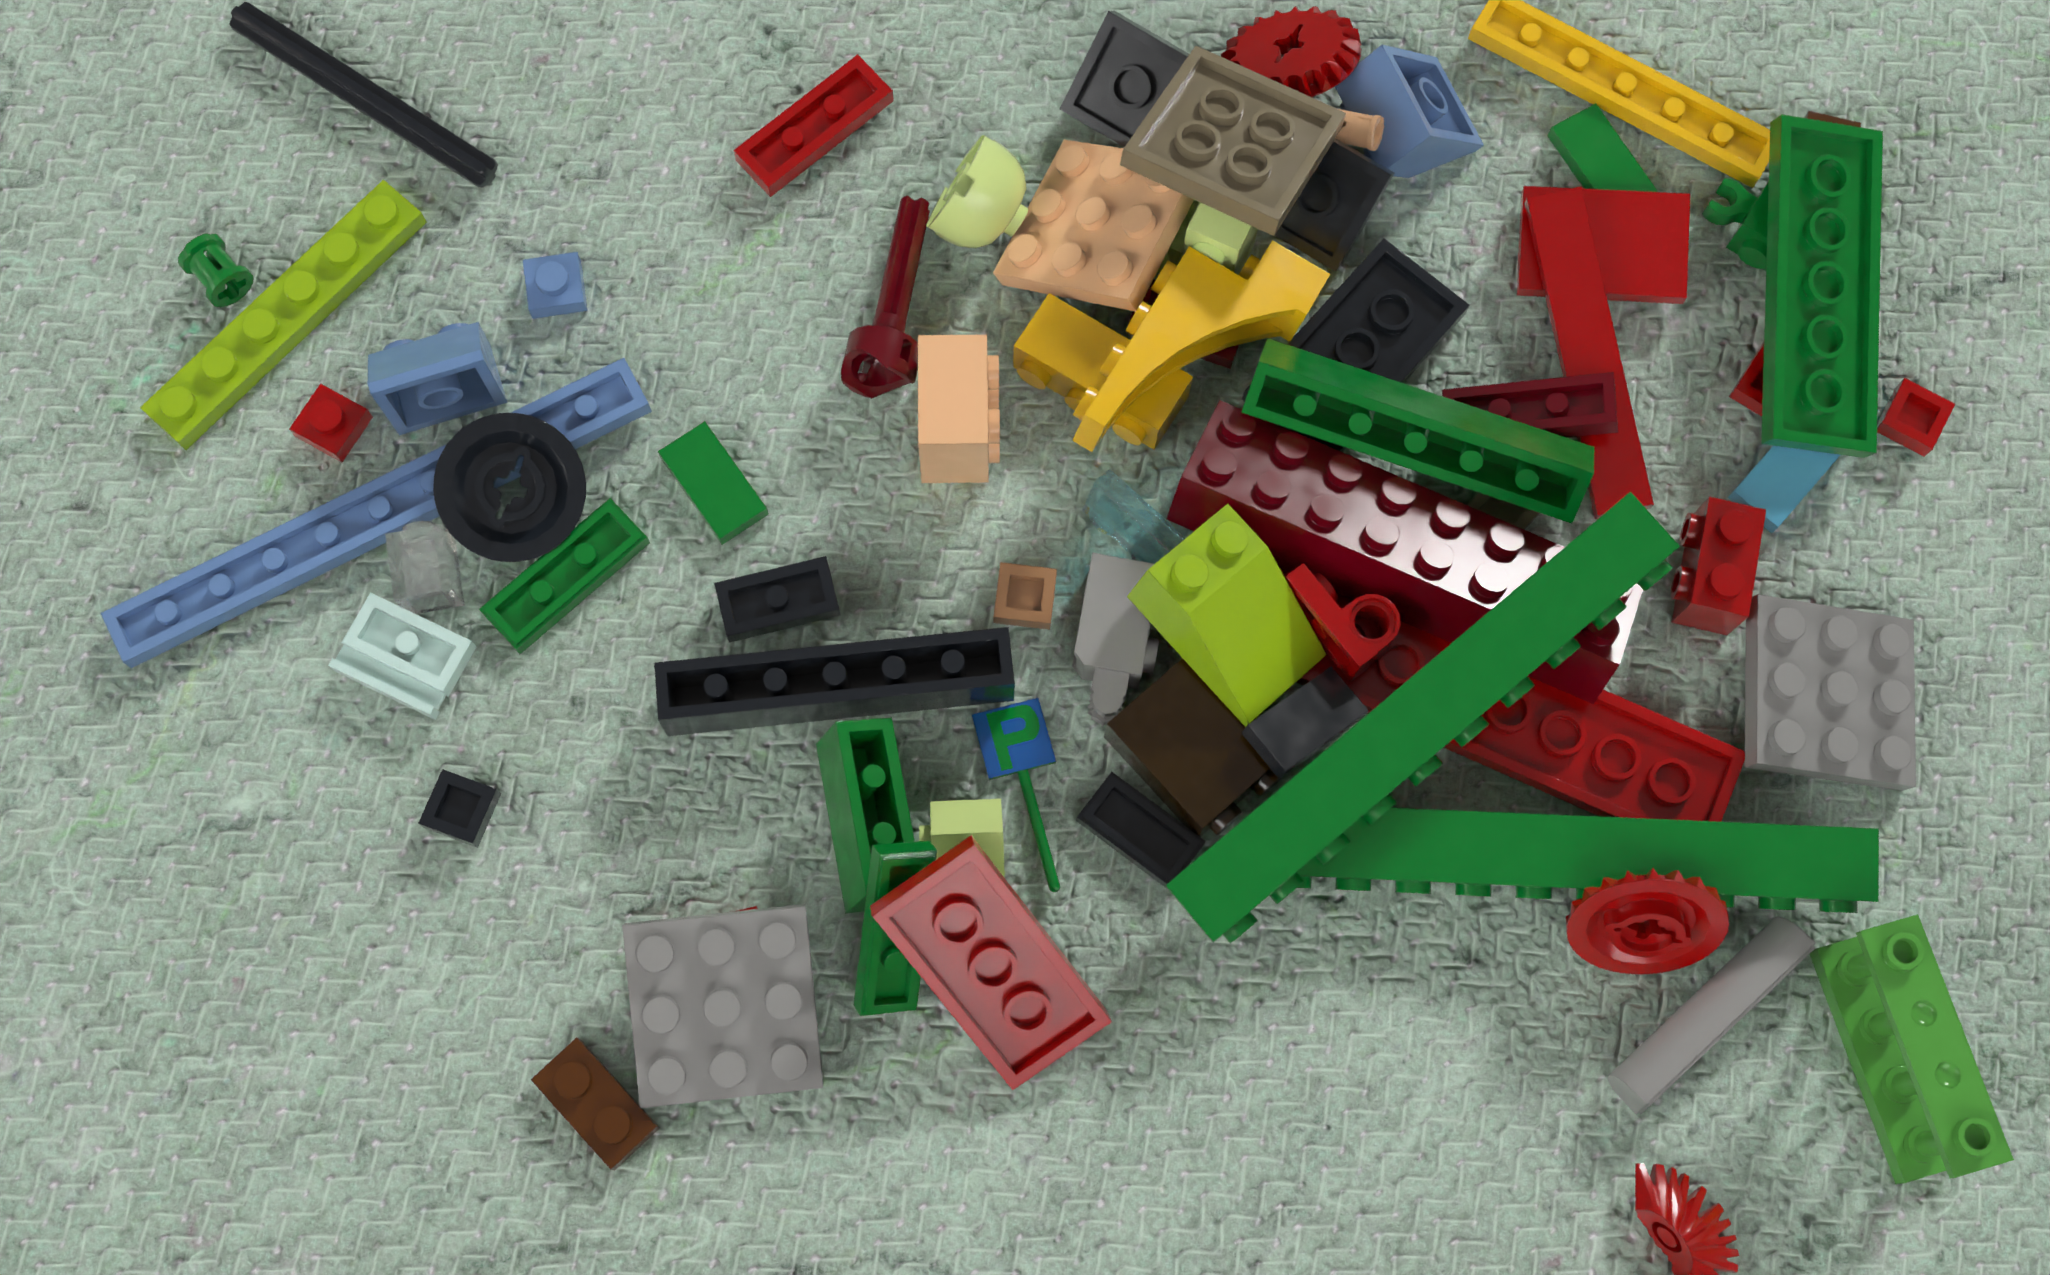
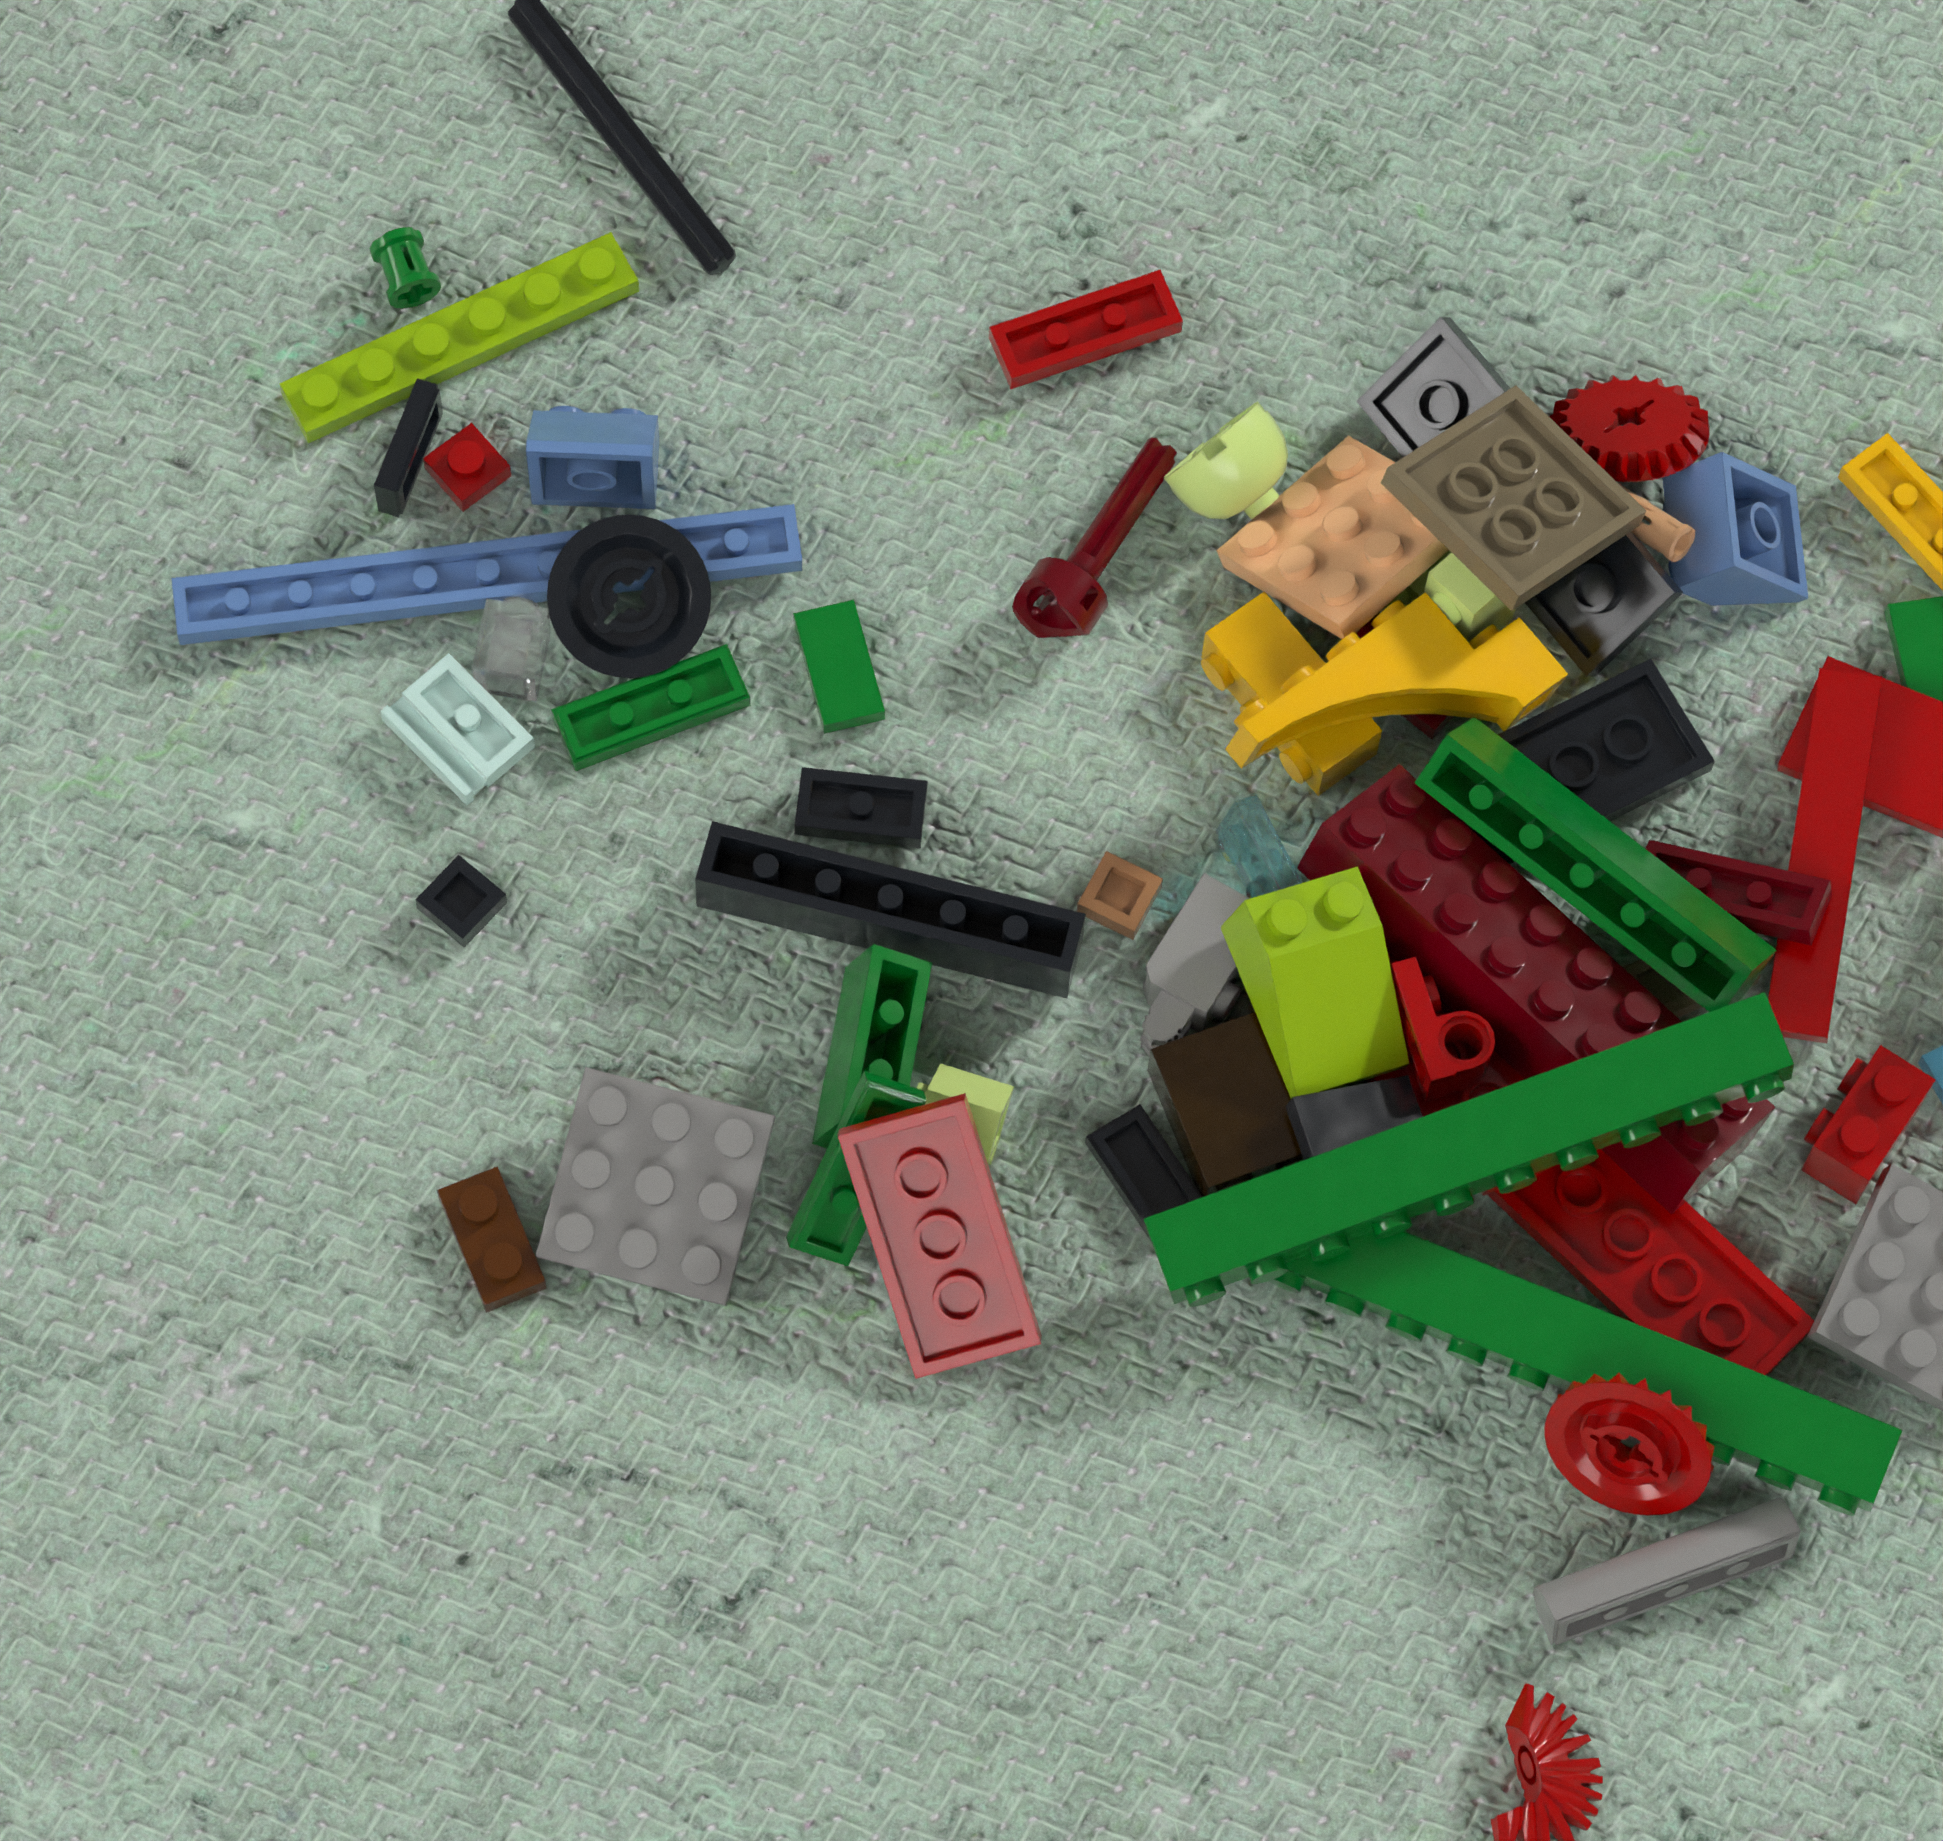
camera: 20 degrees right, 5 degrees down
(271, 425) = (408, 448): none -> black tile
(554, 285) = (749, 404): medium blue plate -> none
(957, 408) = (1119, 677): light nougat brick -> none
(1011, 743) = (1050, 1041): piece -> none
(1910, 1053) = (1846, 1666): bright green fence -> none

